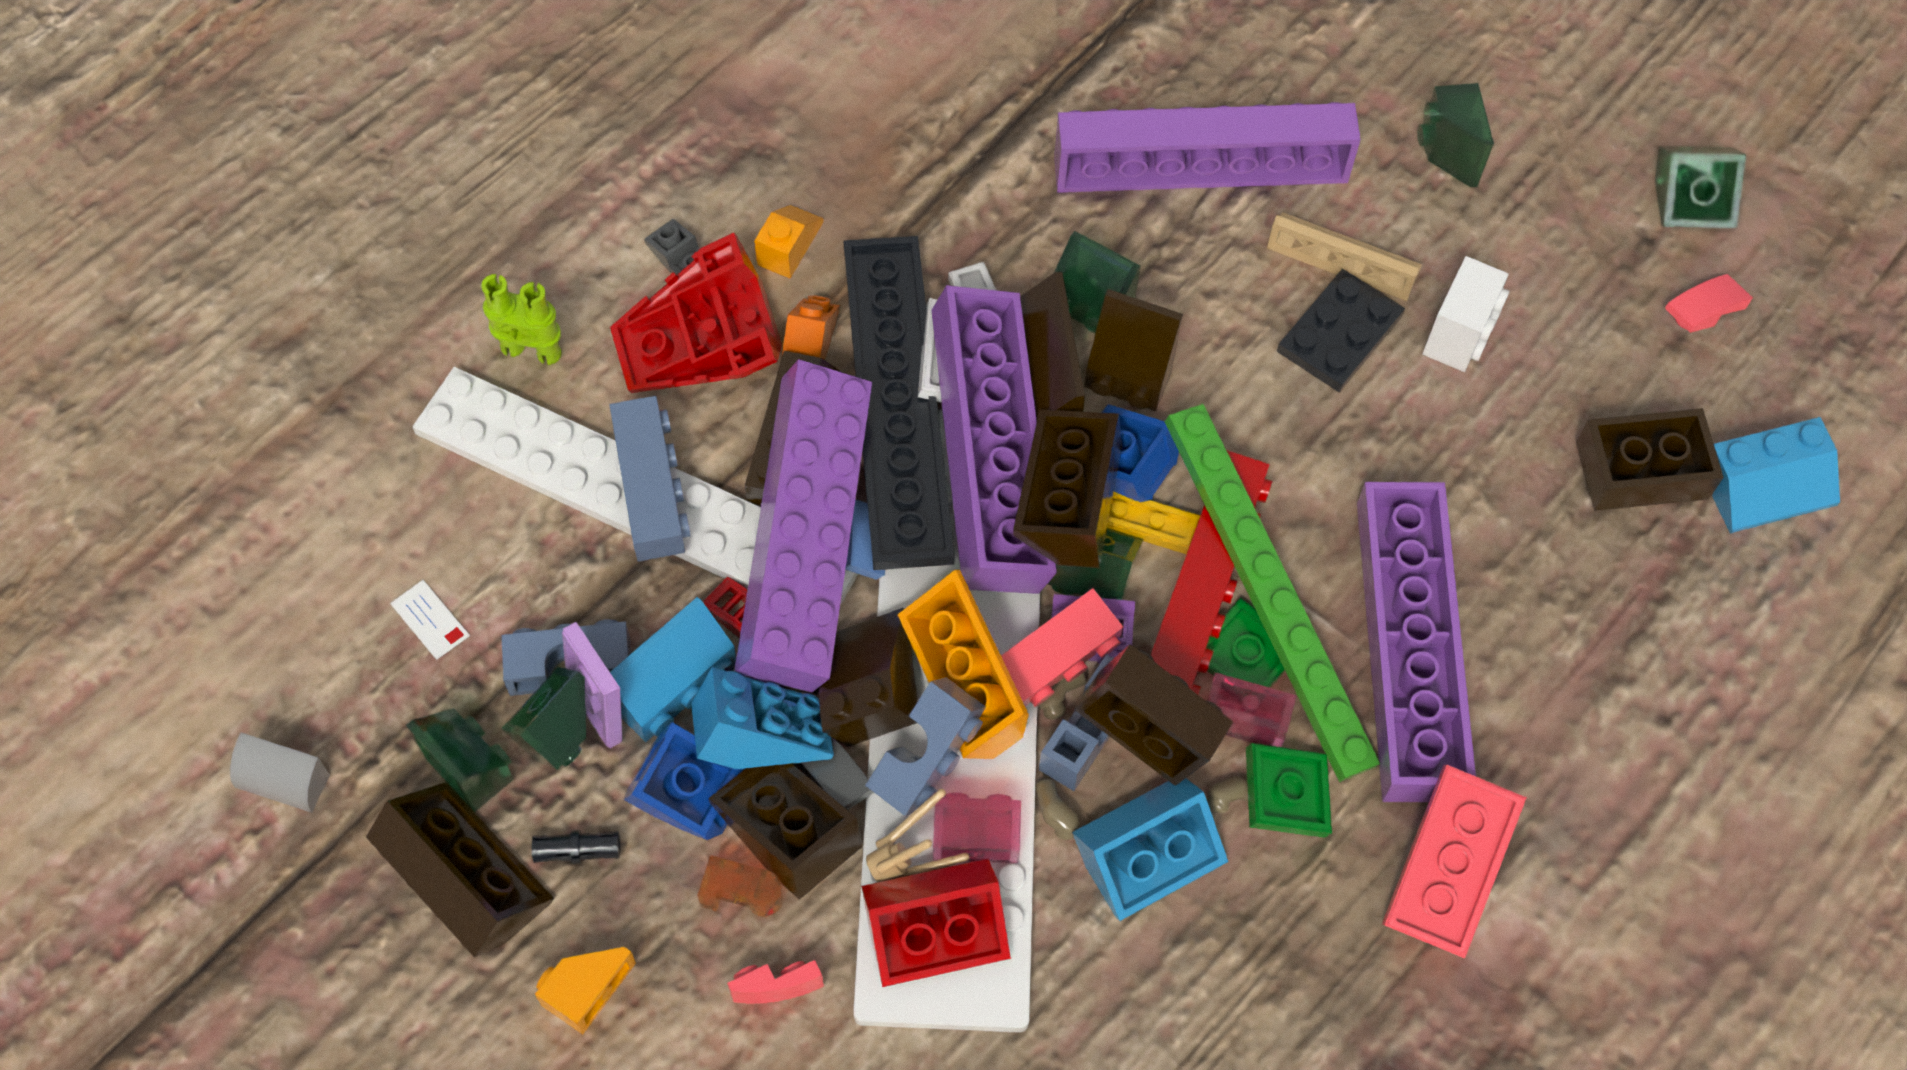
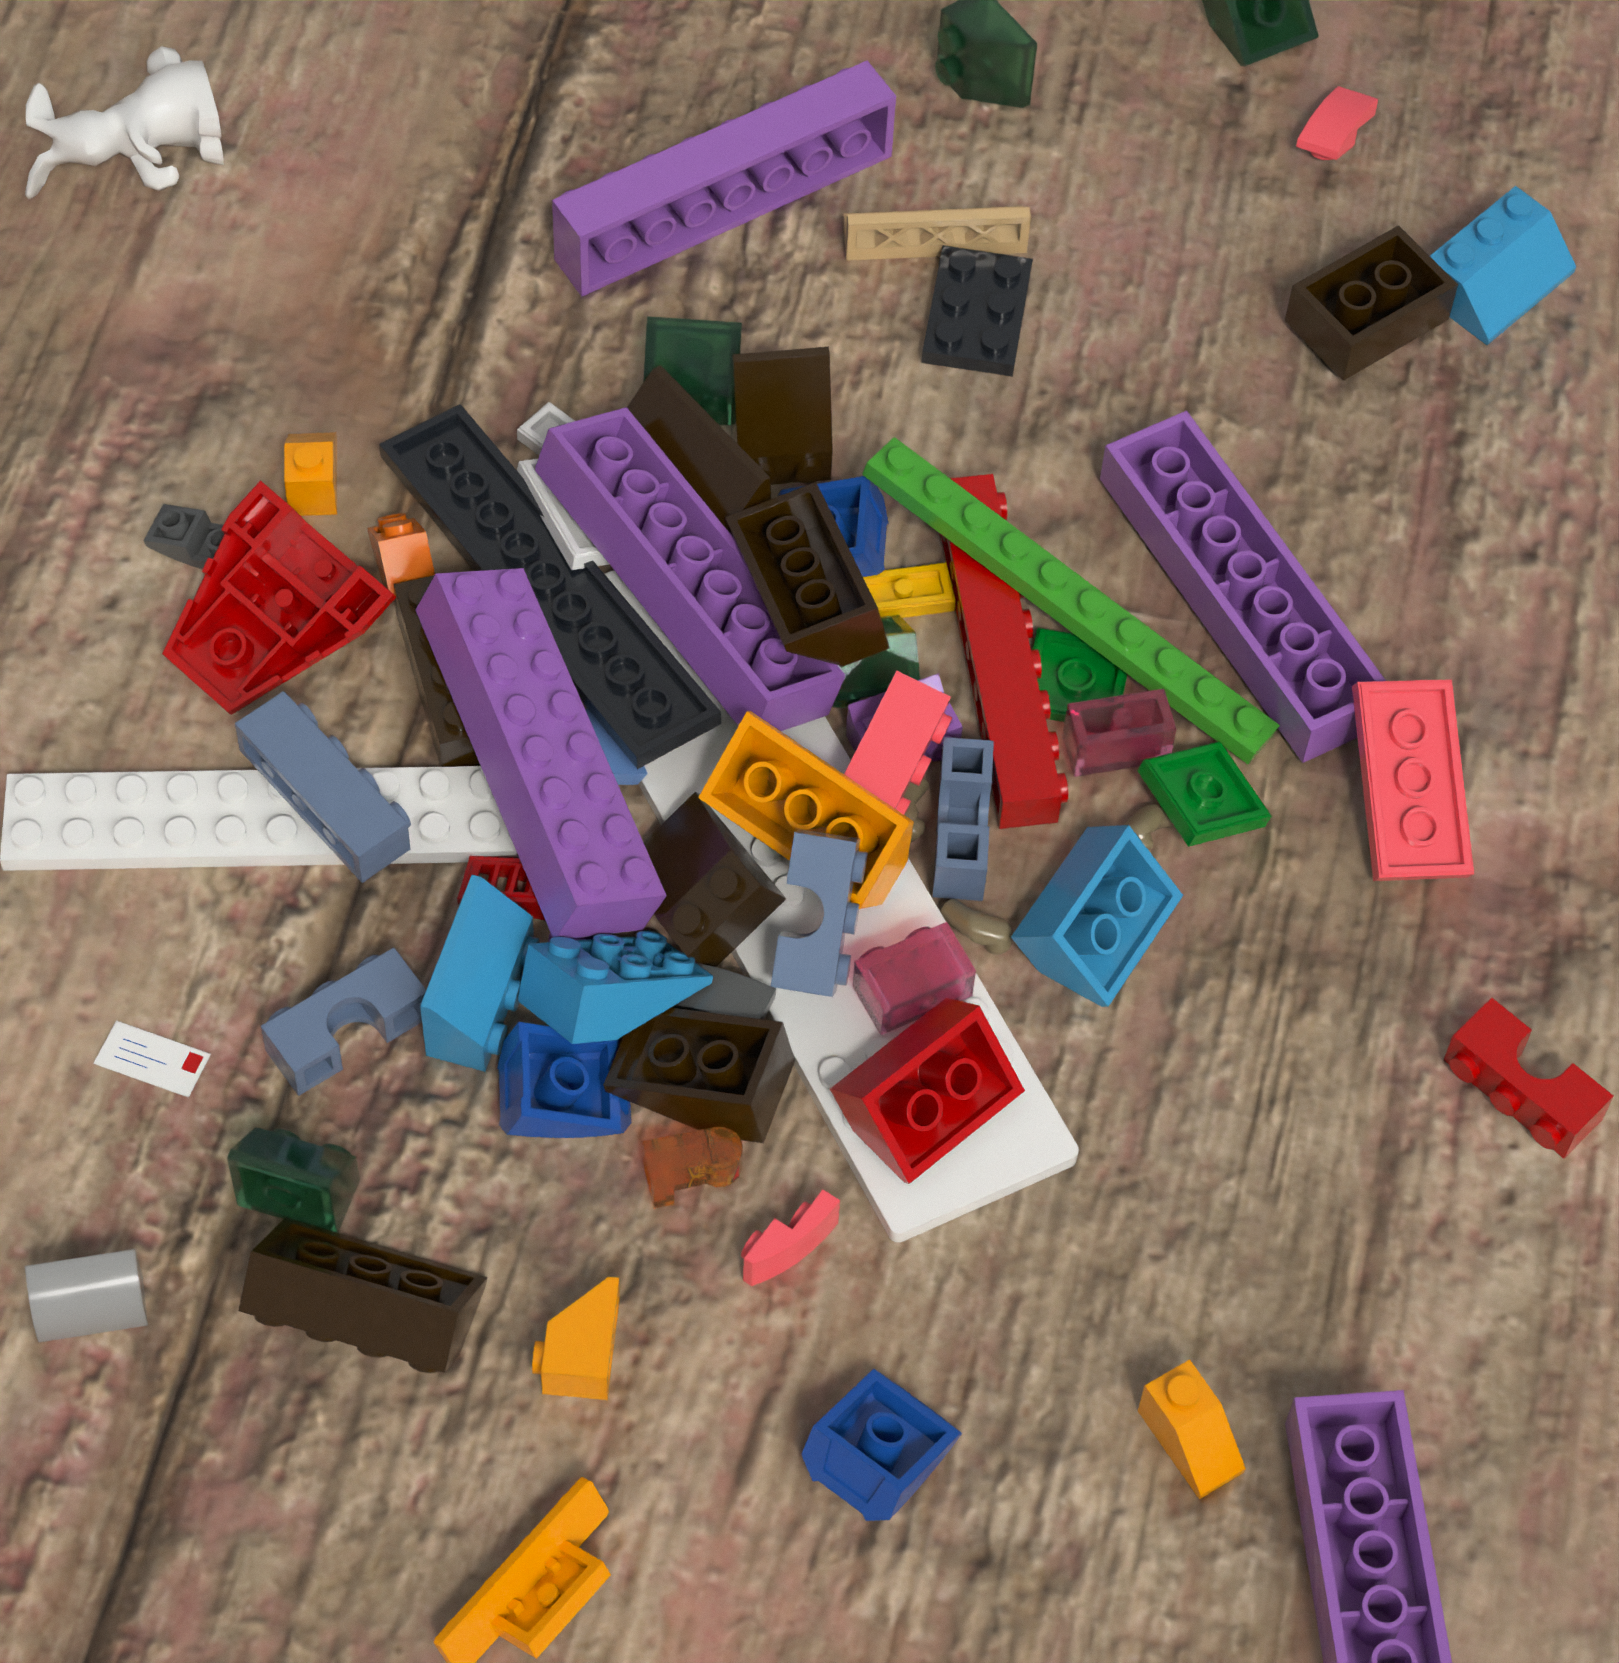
camera: 30 degrees left, 5 degrees down
(521, 319) = (71, 678): lime pin -> none
(552, 720) = (380, 1082): clear green slope -> none
(576, 847) = (480, 1211): black pin -> none
(601, 689) = (407, 1024): lavender tile -> none
(893, 860) = (843, 1051): tan plant -> none
(1154, 715) = (1038, 767): dark brown brick -> none
(1467, 315) = (1105, 235): white brick -> none

